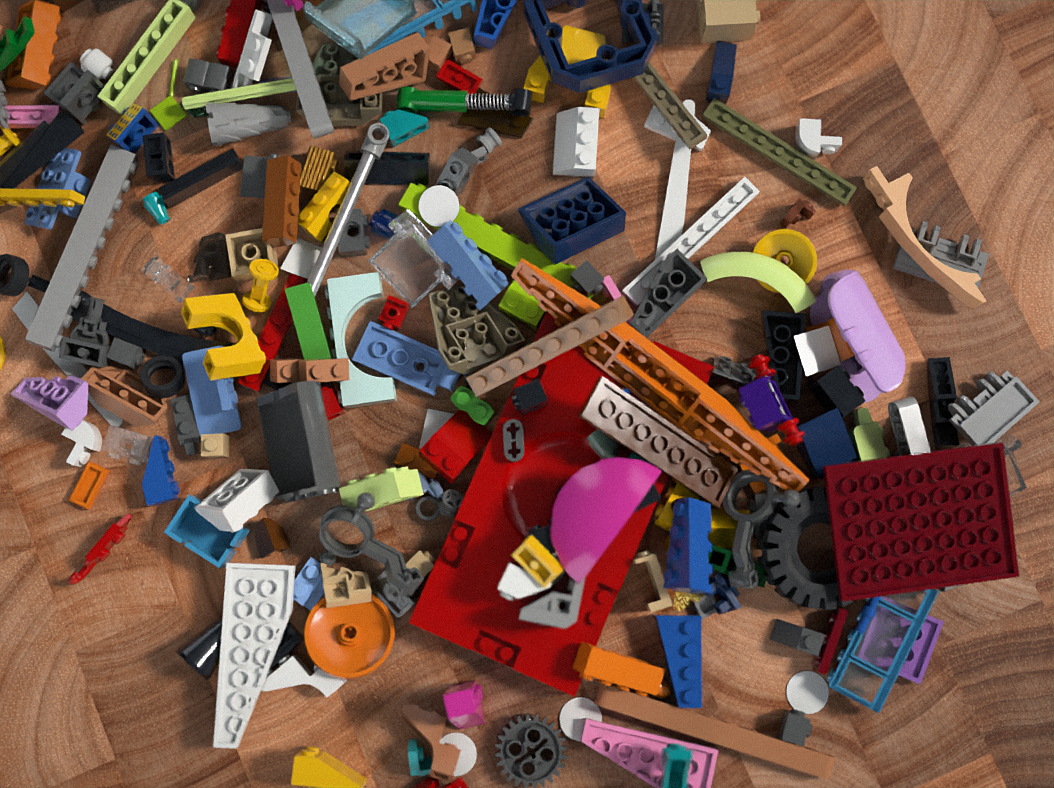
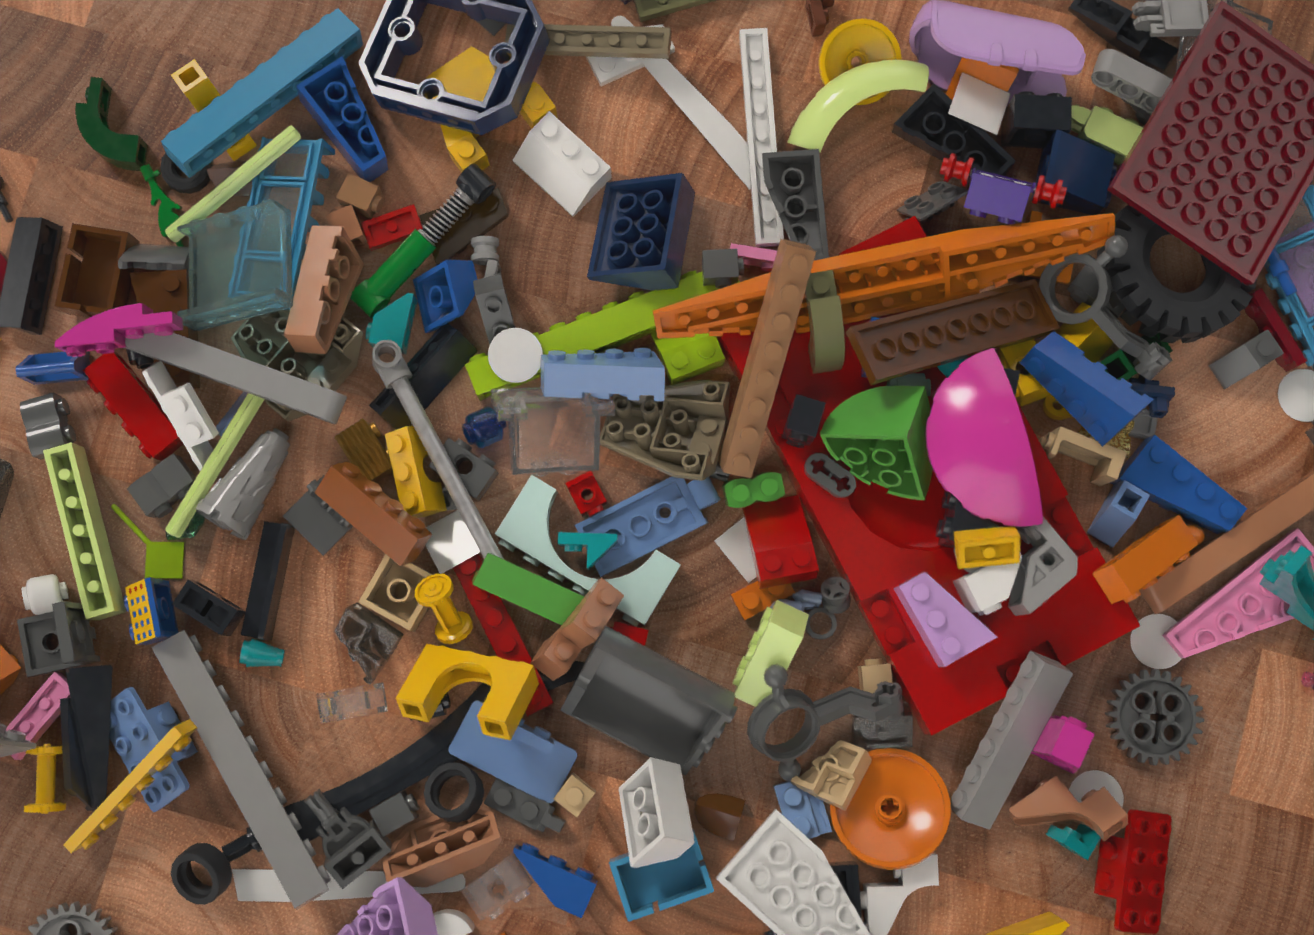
camera: 55 degrees left, 0 degrees up
(365, 341) = (597, 544): none -> teal slope
(444, 671) = (1010, 739): none -> light grey brick
(445, 138) = (445, 292): none -> blue slope
(478, 574) = (941, 620): none -> lavender wedge
(557, 451) = (883, 438): none -> bright green brick
(598, 361) = (826, 323): none -> olive arch
(635, 632) = (1117, 513): none -> medium blue slope

